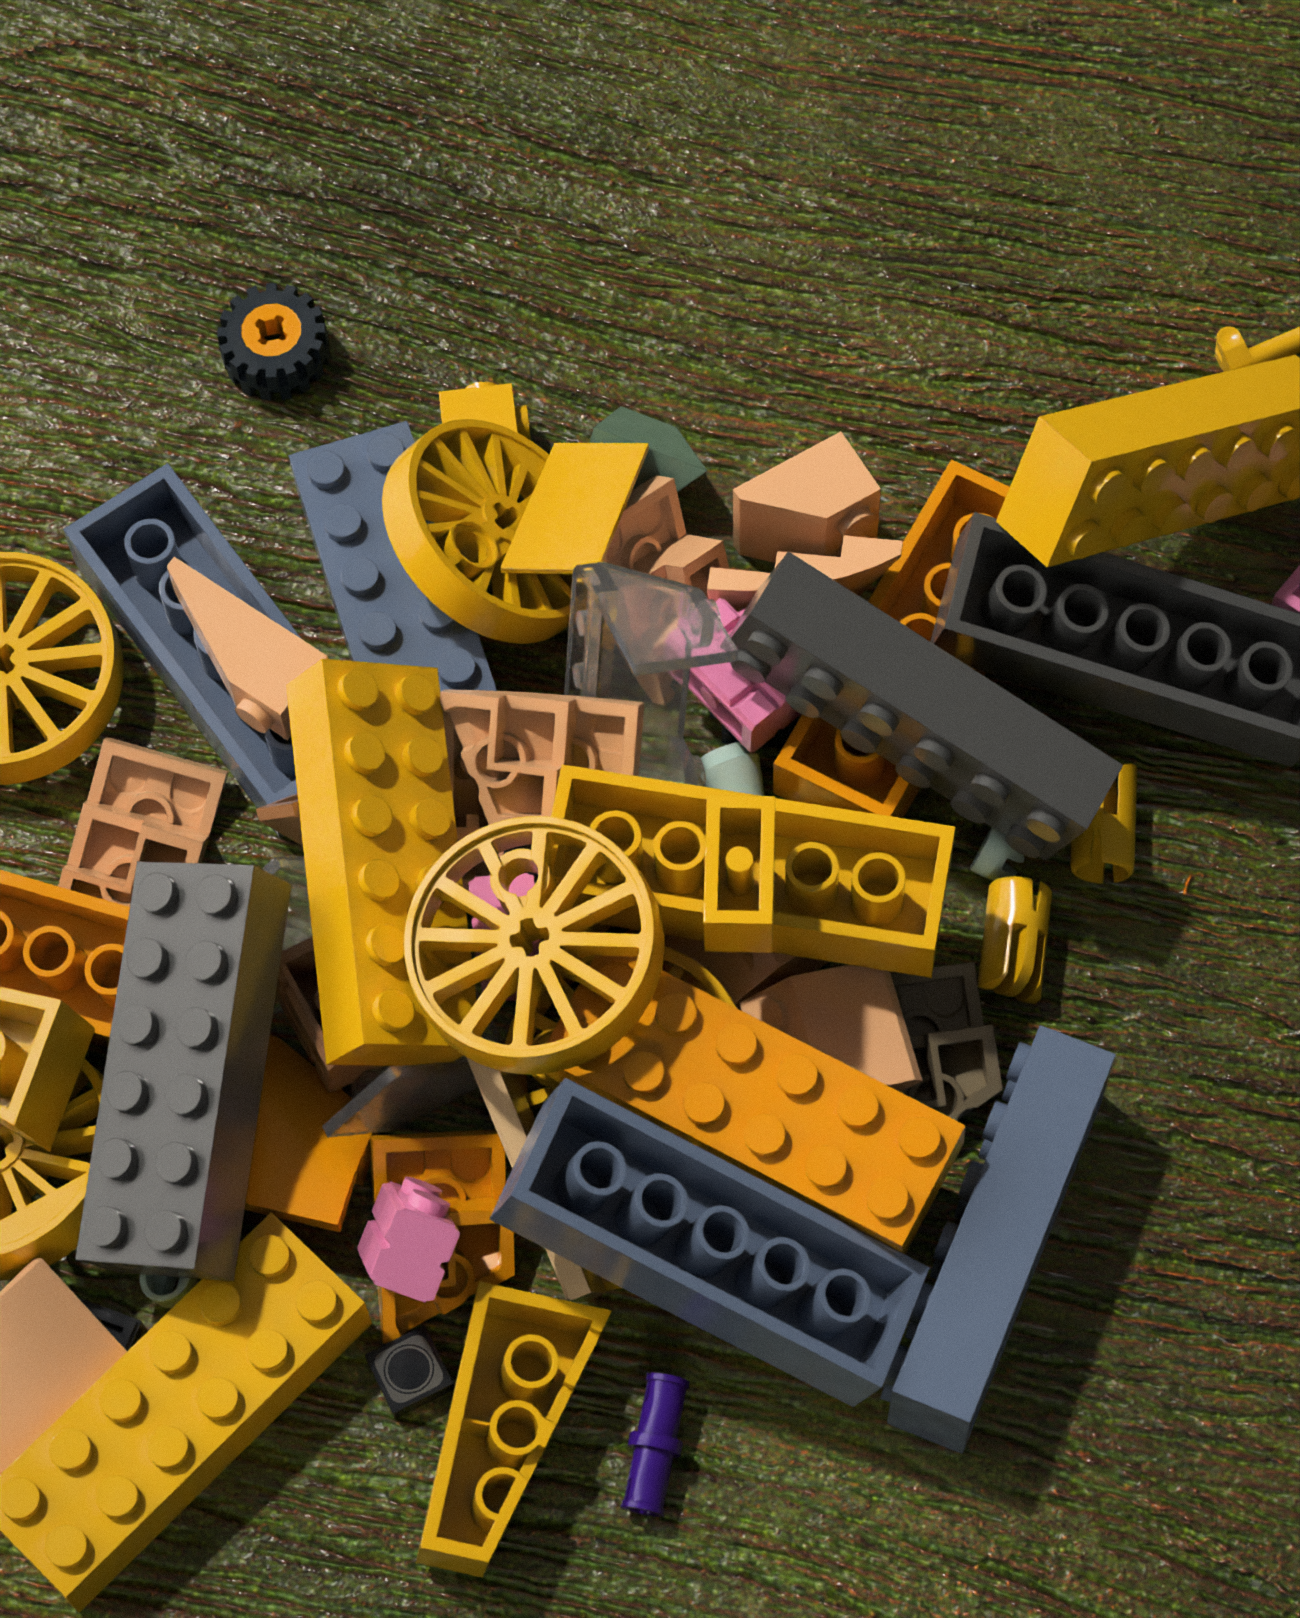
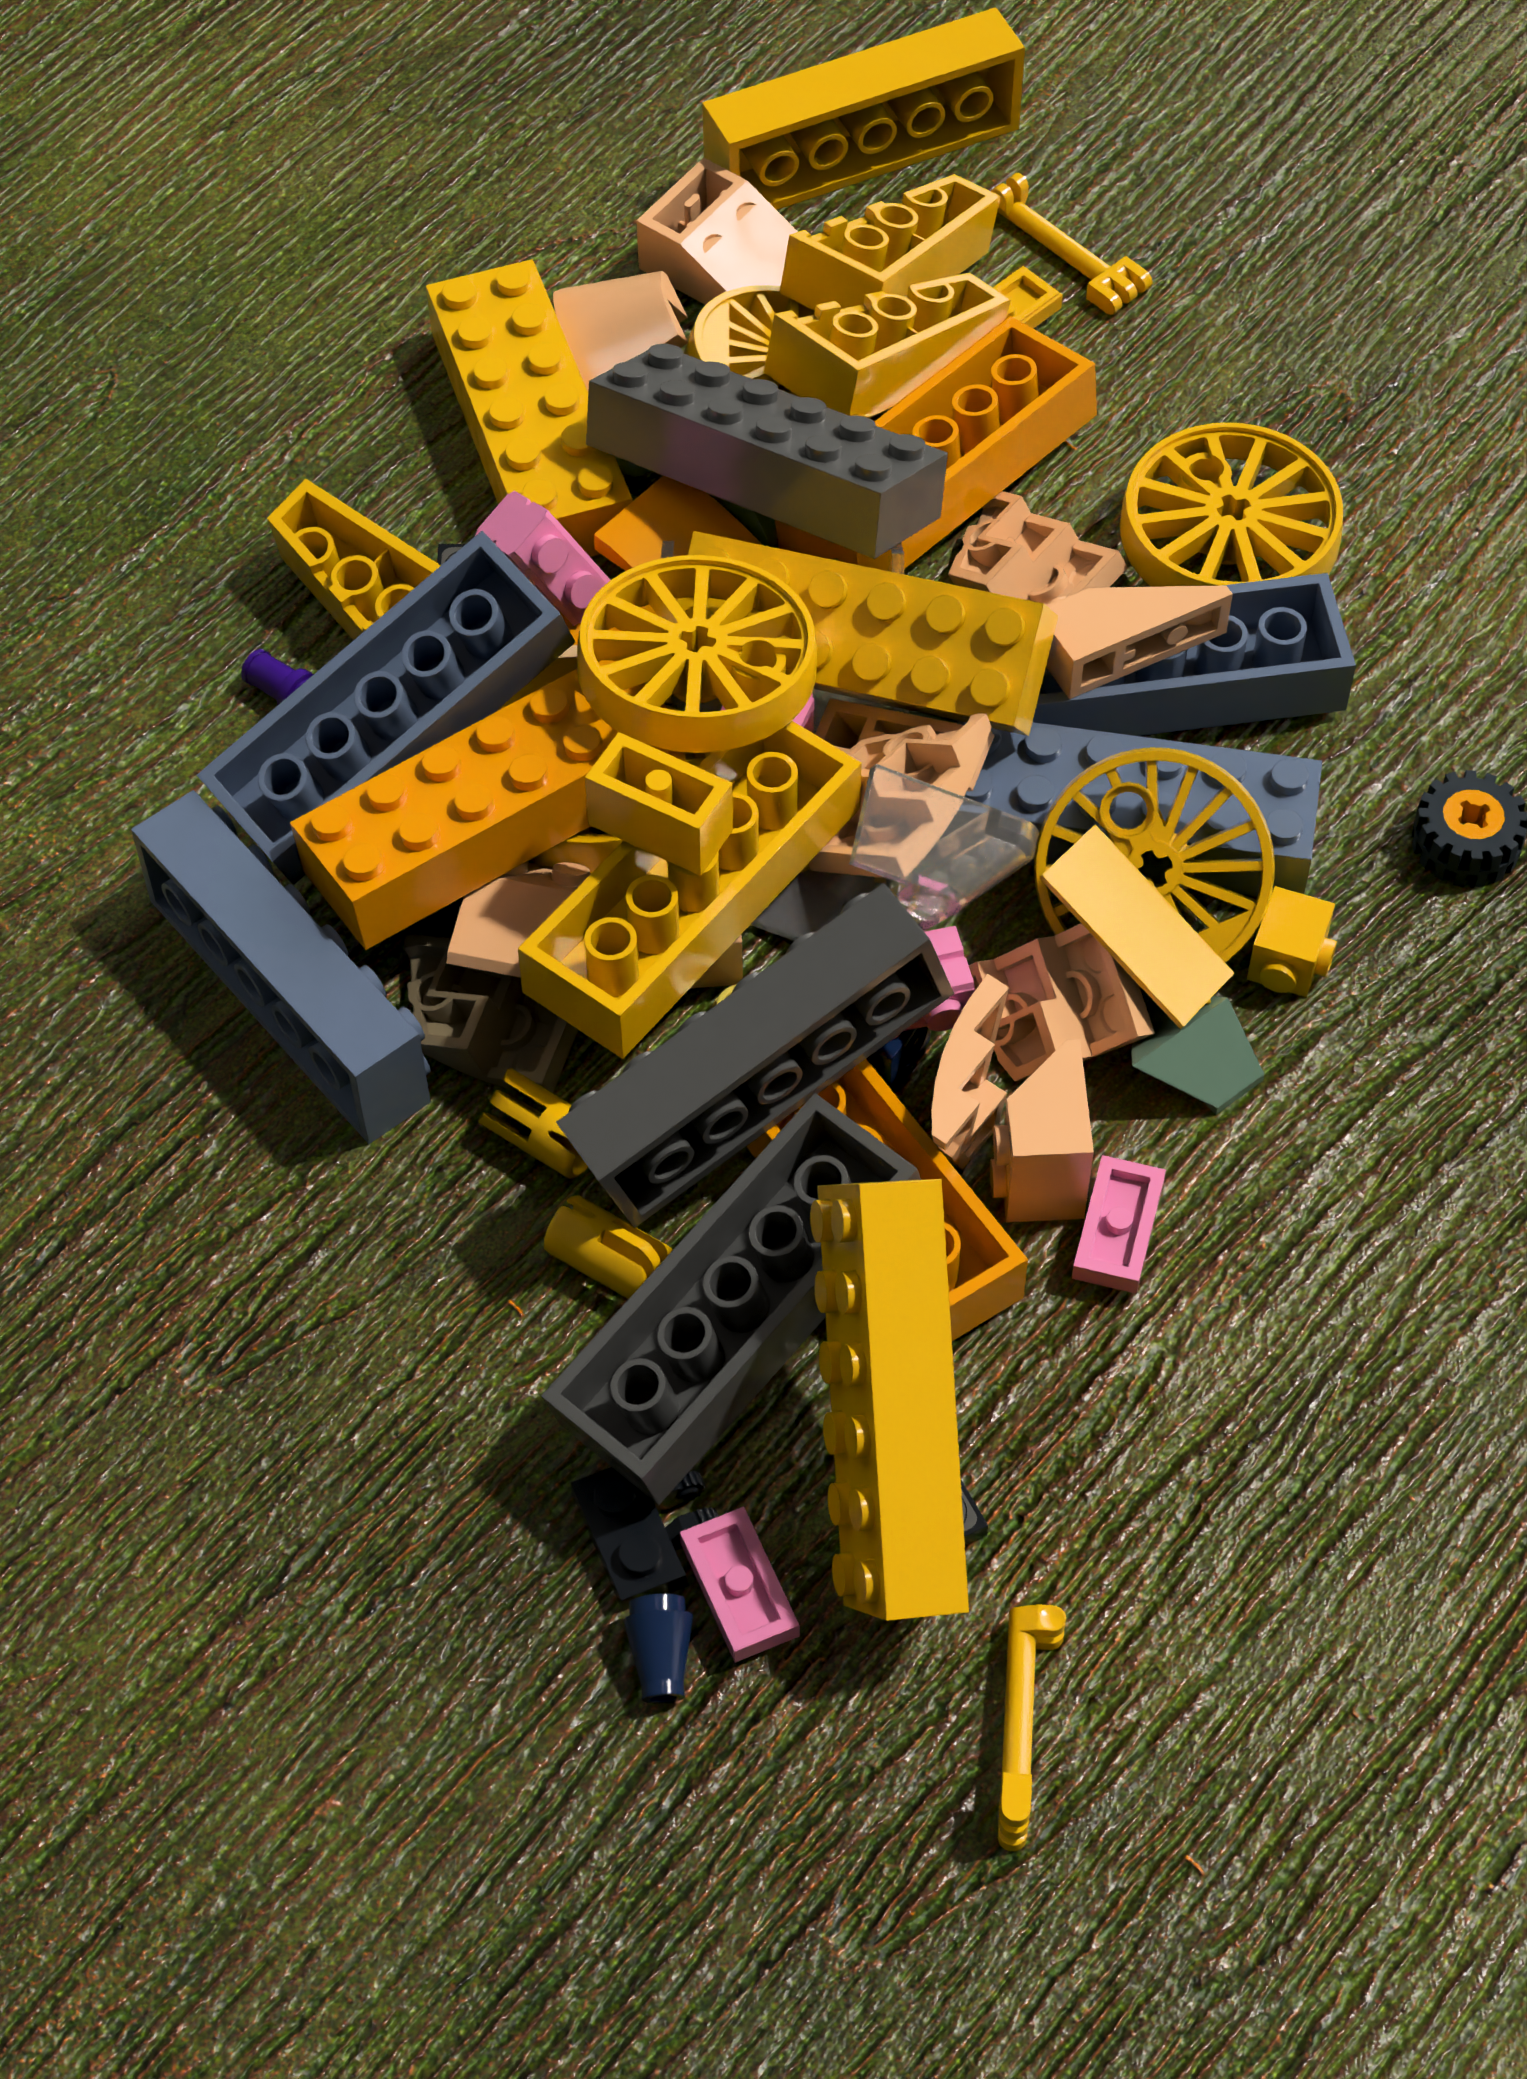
camera: 115 degrees right, 10 degrees down
(871, 431) = (1118, 1224): none -> bright pink plate

